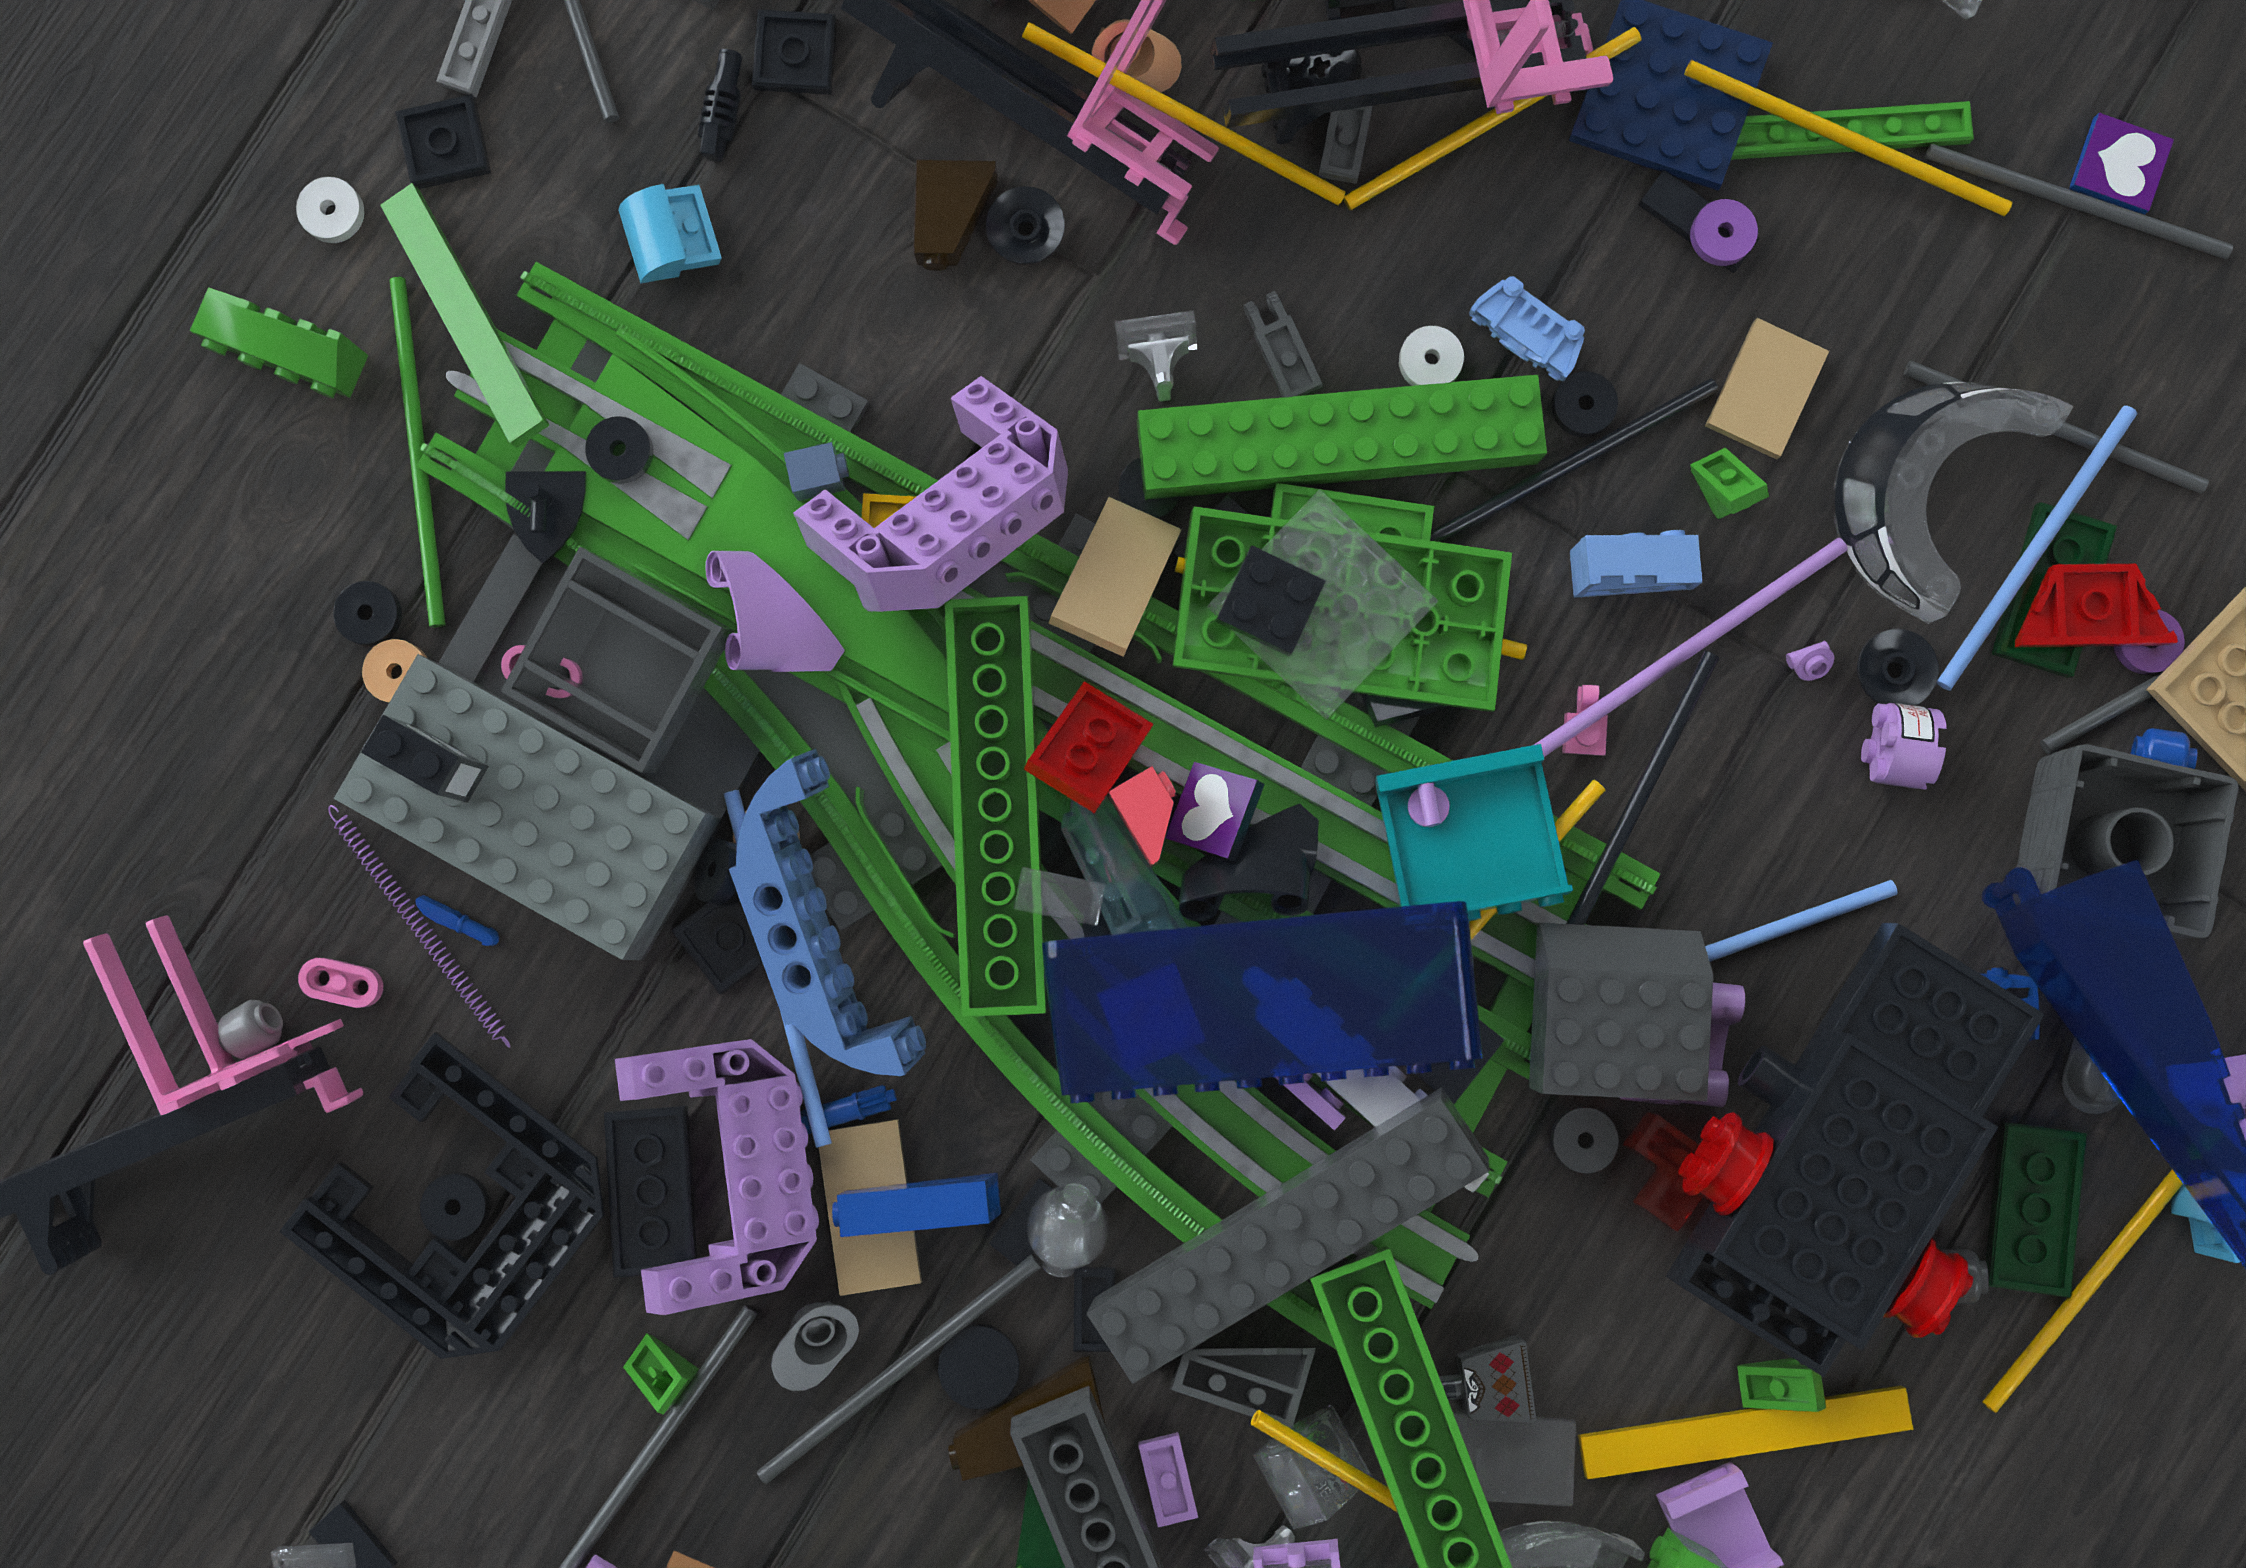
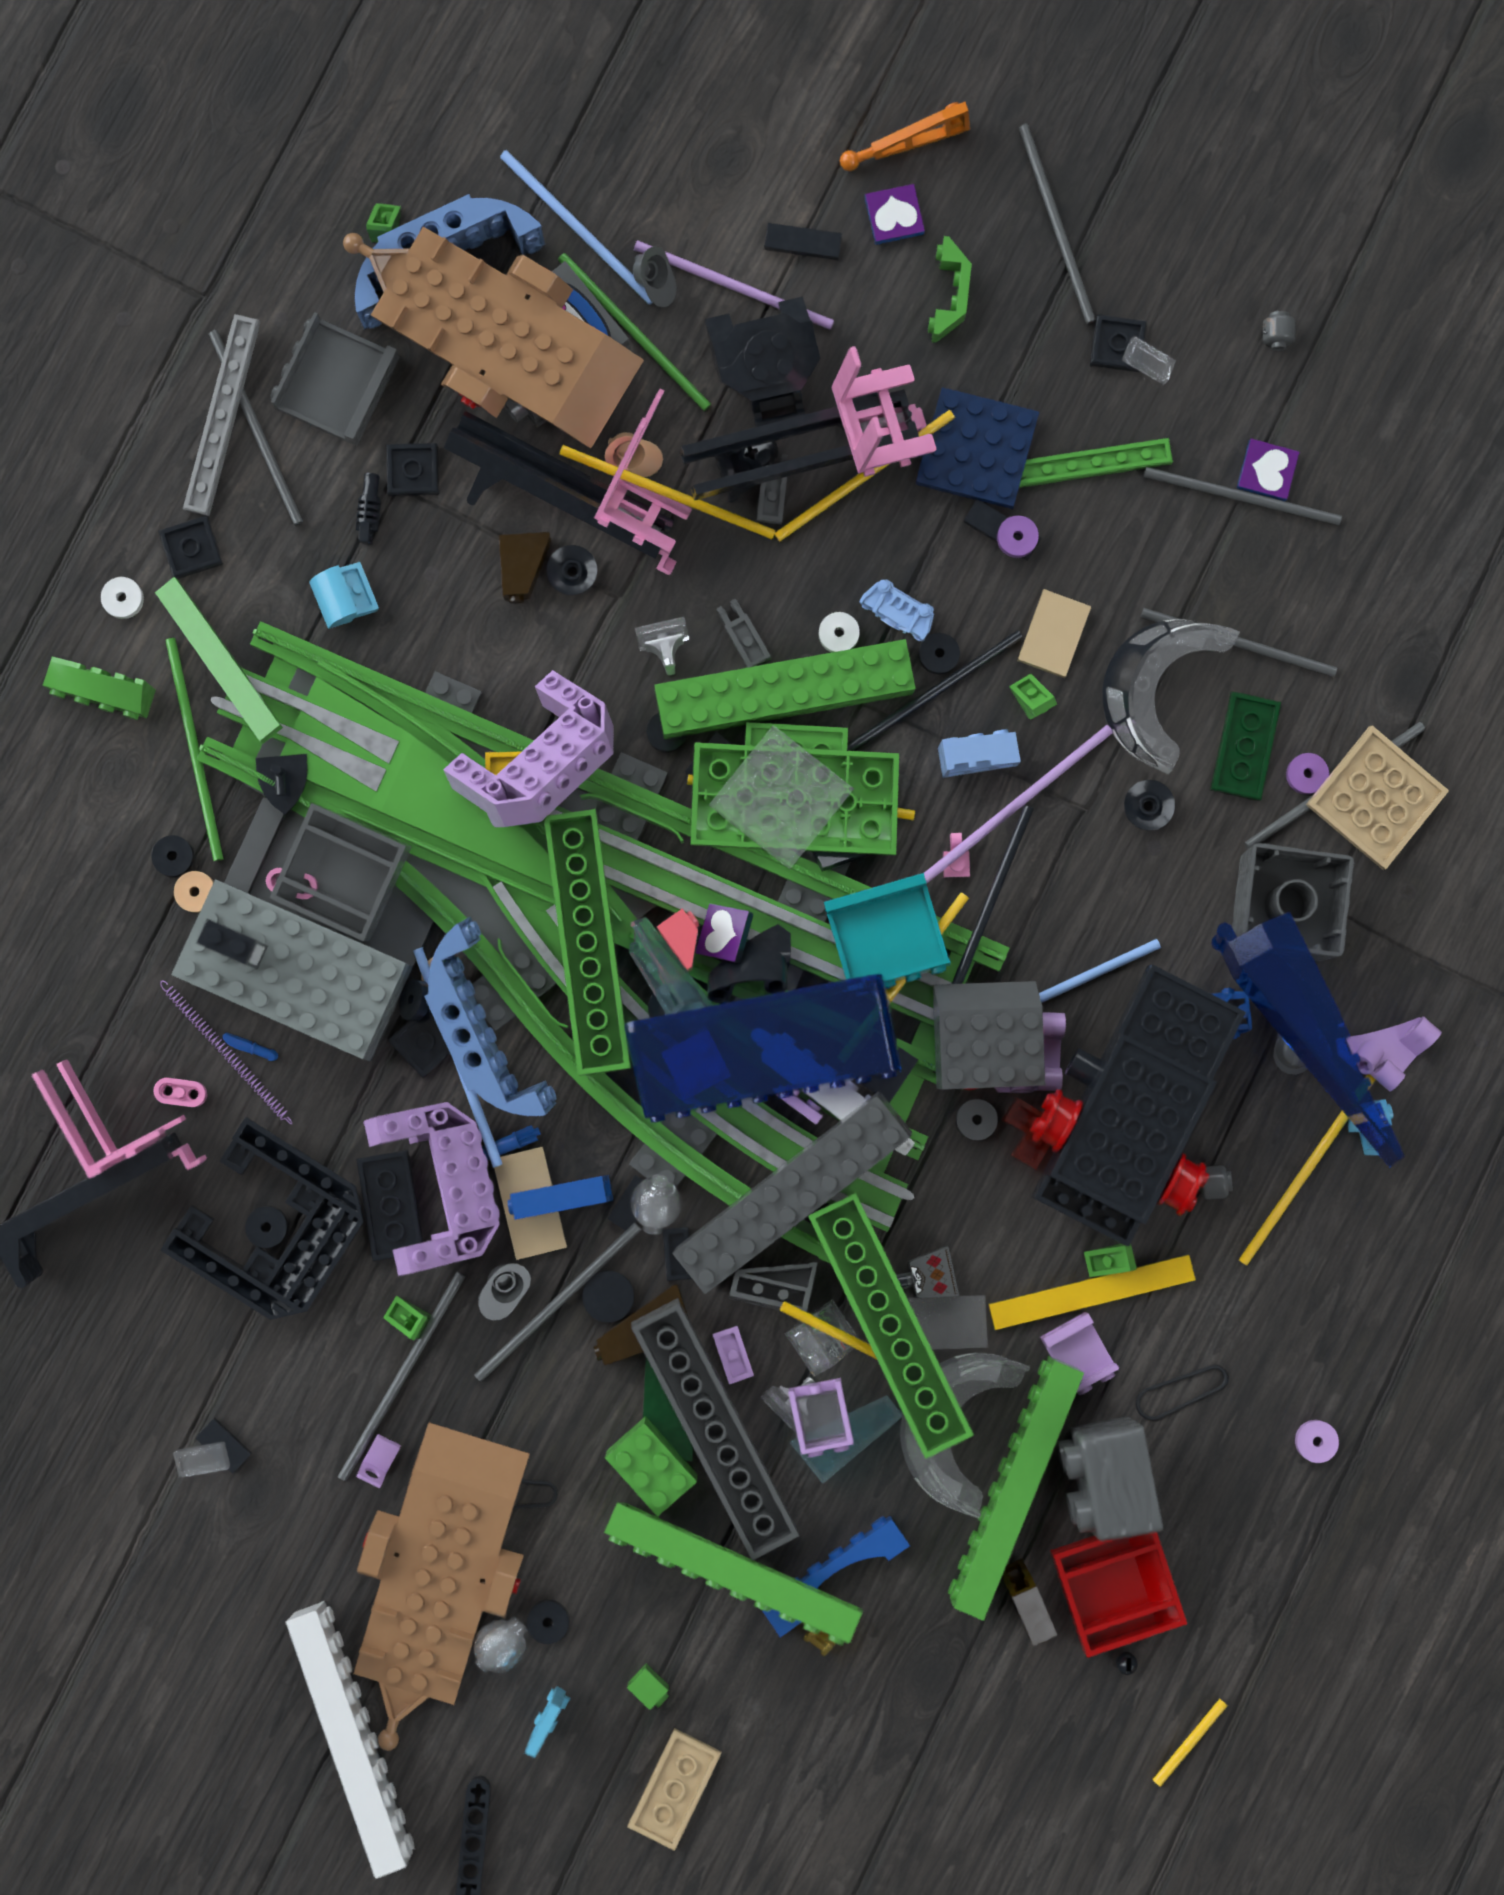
camera: 15 degrees left, 0 degrees up
(250, 1029) = (126, 1126): light grey head -> none
(606, 437) = (318, 730): black piece -> none
(772, 619) = (437, 839): lavender panel -> none
(815, 470) = (454, 741): sand blue brick -> none
(1059, 896) = (632, 994): clear tile -> none
(1088, 747) = (642, 900): red plate -> none
(1115, 576) = (649, 790): tan tile -> none
(1270, 601) = (747, 798): black plate -> none
(1428, 805) = (858, 917): lavender plate -> none
(1811, 661) = (1095, 805): lavender plate -> none
(1847, 138) = (1091, 469): yellow piece -> none
(1904, 745) = (1155, 853): lavender brick -> none
(2035, 1209) = (1262, 1136): dark green tile -> none
(2036, 548) = (1230, 720): light blue piece -> none
(2094, 608) = (1268, 756): red wing -> none
(2165, 747) = (1320, 841): blue head -> none

